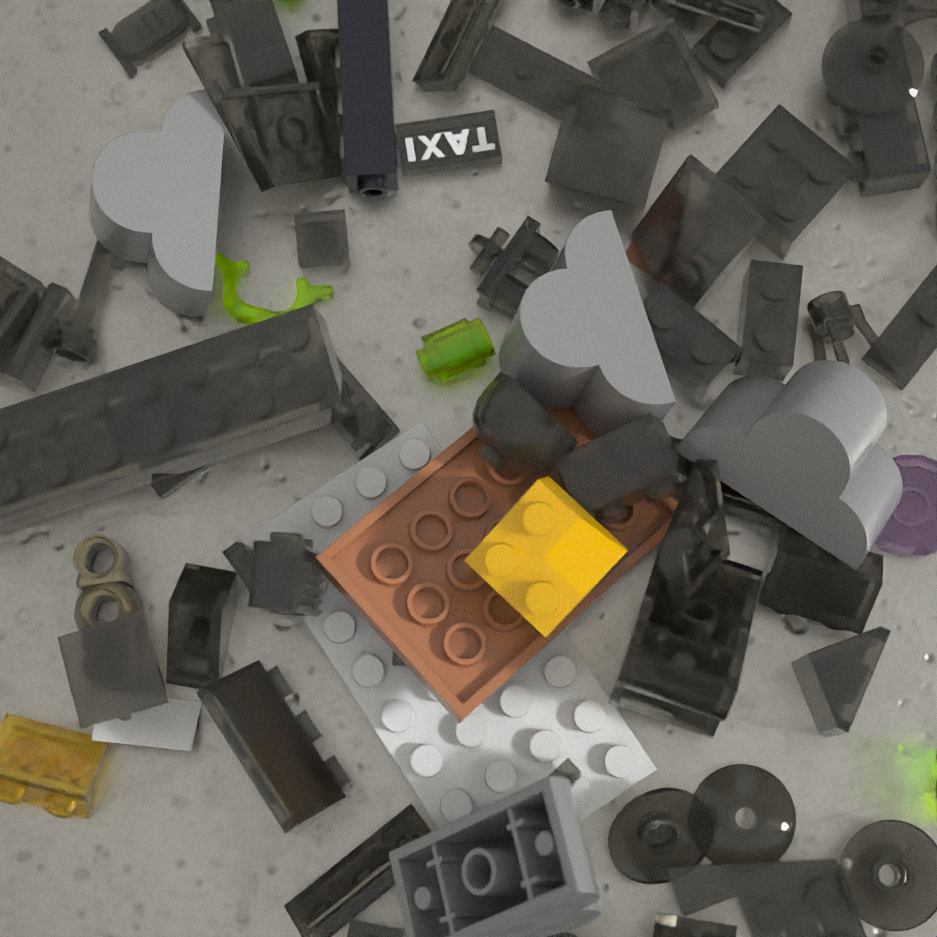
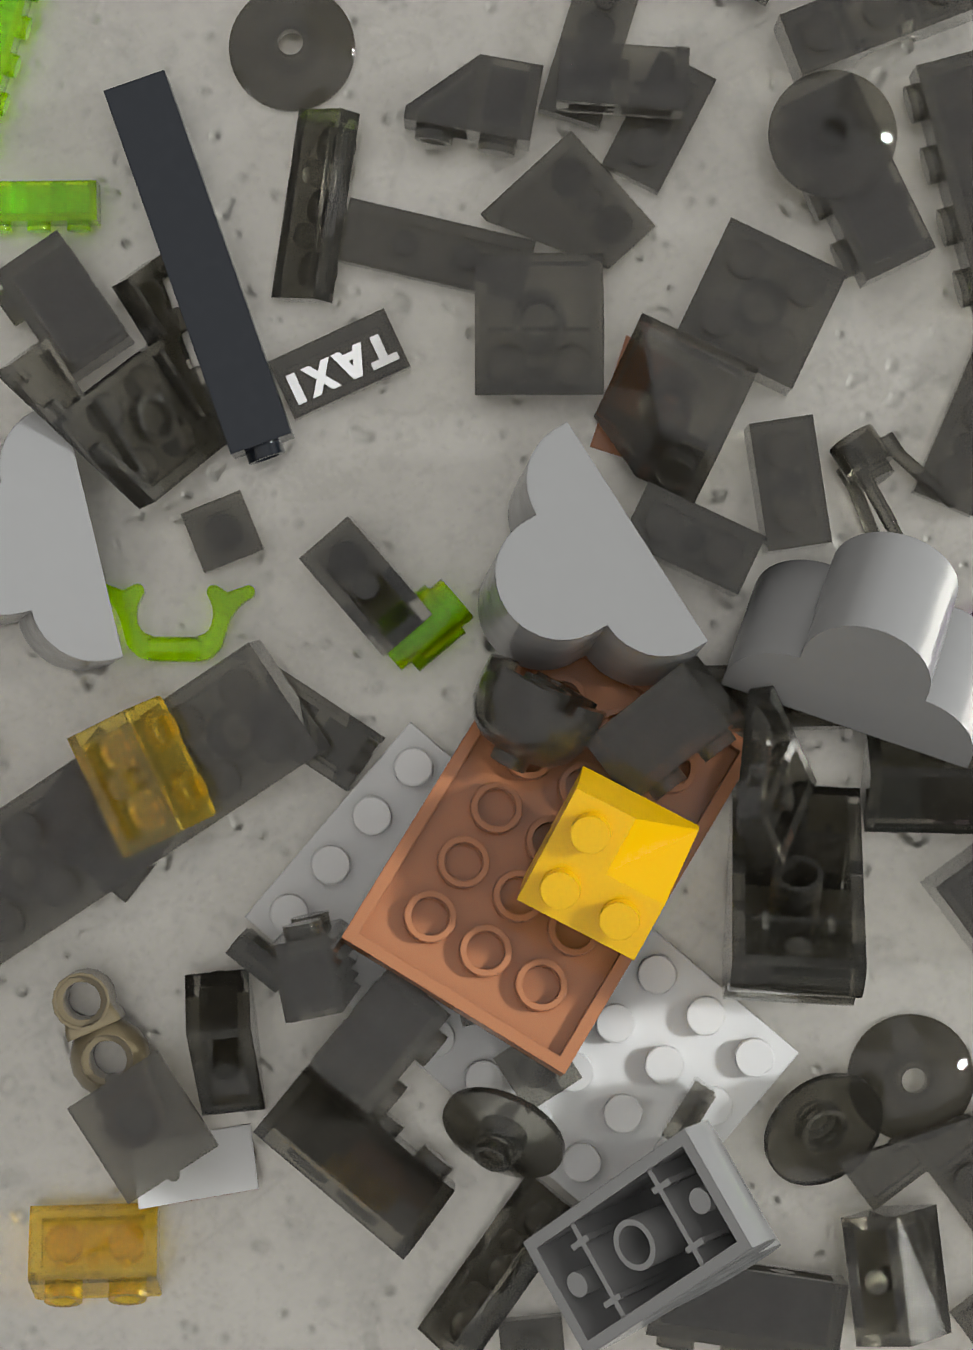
camera: 20 degrees left, 10 degrees up
(195, 377) = (142, 776): none -> clear yellow bracket
(318, 656) = (377, 1045): none -> clear smoke brick
(400, 761) = (503, 1132): none -> clear smoke dish
(418, 298) = (366, 585): none -> clear smoke slope
(436, 723) = (532, 1079): none -> clear smoke plate
(524, 248) = (474, 475): clear smoke hips -> none

